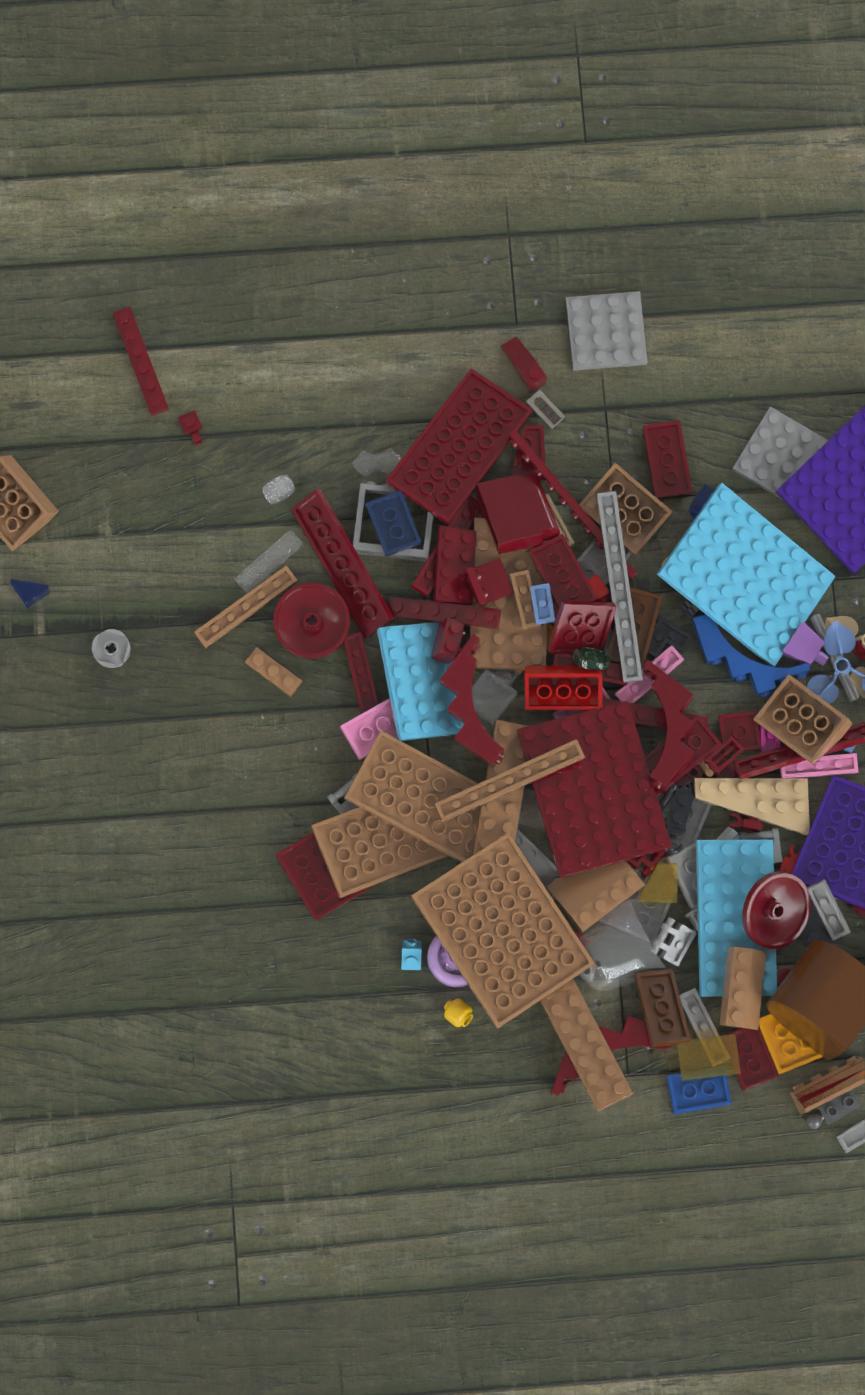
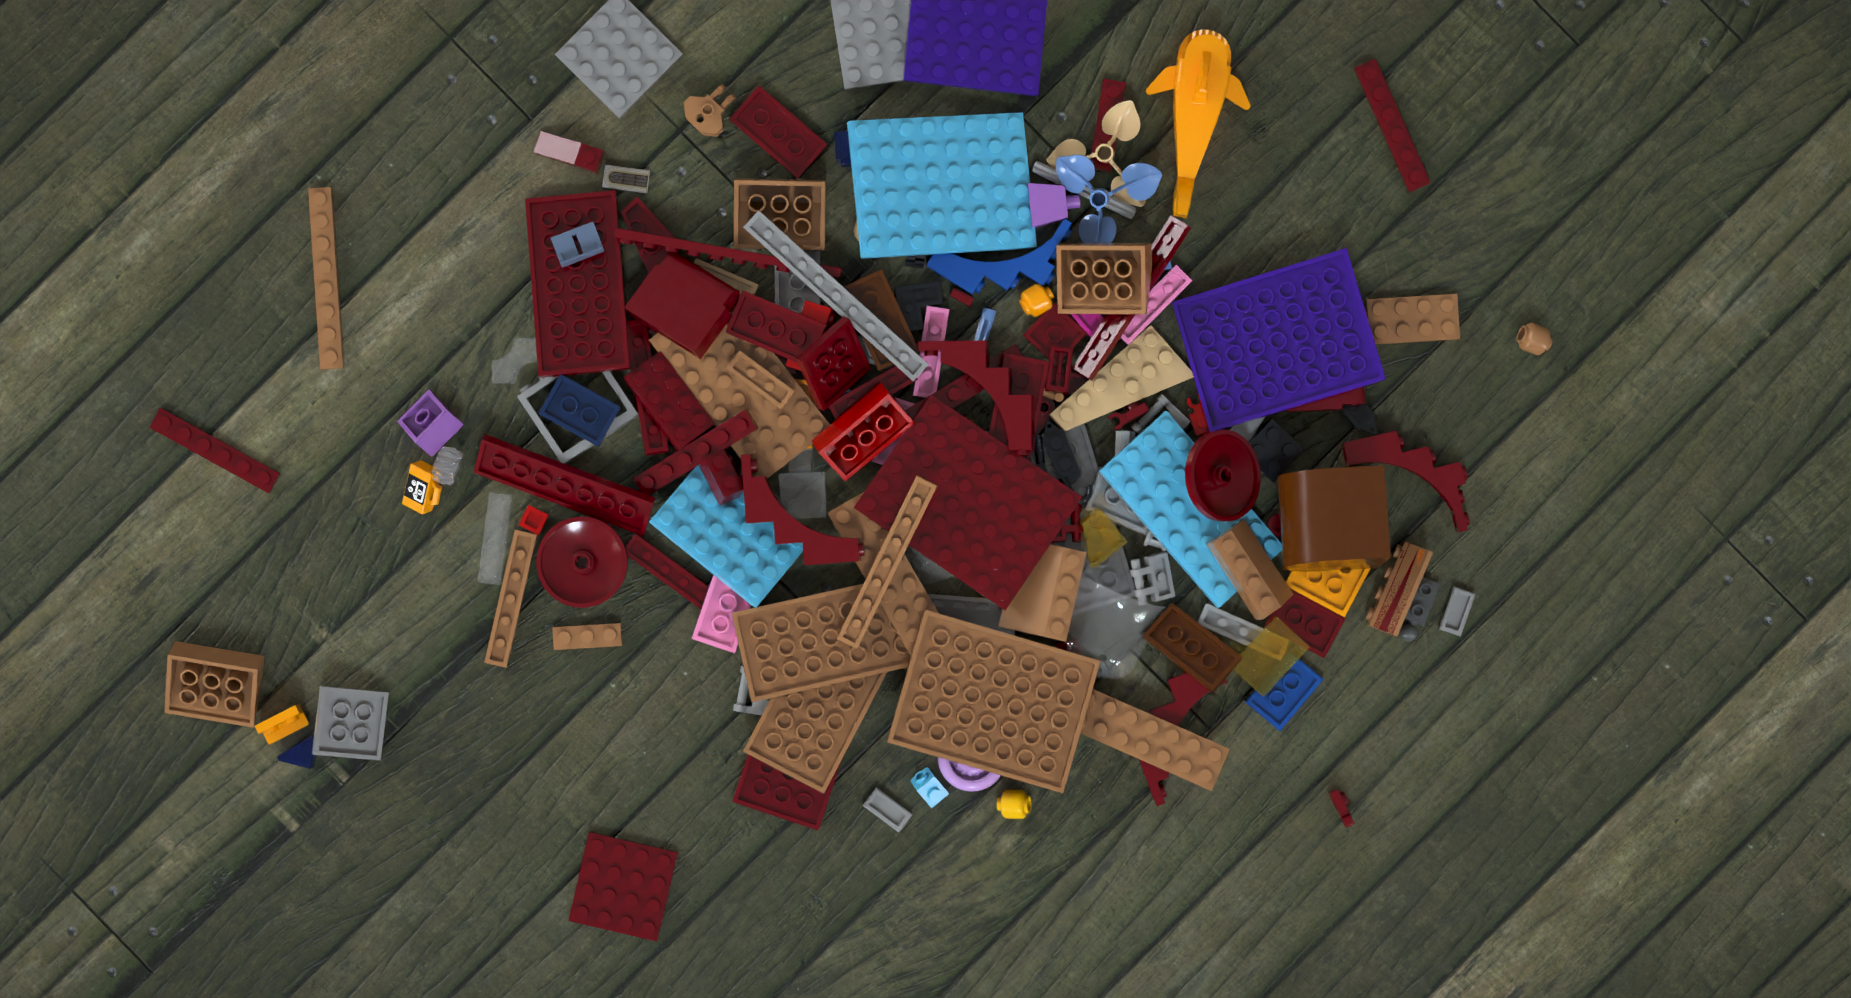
camera: 30 degrees left, 10 degrees up
(32, 562) = (283, 724): none -> light orange bracket
(75, 597) = (350, 723): none -> light grey plate
(116, 658) = (419, 753): light grey plate -> none
(157, 850) = (623, 886): none -> dark red plate
(191, 425) = (313, 472): dark red plate -> none
(249, 491) = (421, 490): none -> light orange piece
(290, 455) = (430, 423): none -> medium lavender slope
(302, 315) = (326, 278): none -> medium nougat plate
(303, 570) = (533, 519): none -> red plate
(371, 946) = (887, 809): none -> light grey tile
(488, 582) = (713, 392): dark red bracket -> none
(489, 425) = (567, 250): none -> sand blue piece
(542, 604) = (780, 372): medium blue plate -> none
(591, 658) = (866, 384): clear green tile -> none
(634, 410) = (709, 110): none -> medium nougat hinge
(675, 1194) = (1340, 800): none -> dark red plate
(698, 659) = (961, 297): none -> dark red tile
(701, 687) = (985, 324): none -> medium blue piece
(745, 700) = (1036, 300): none -> light orange head
(828, 910) = (1268, 433): light grey tile -> none

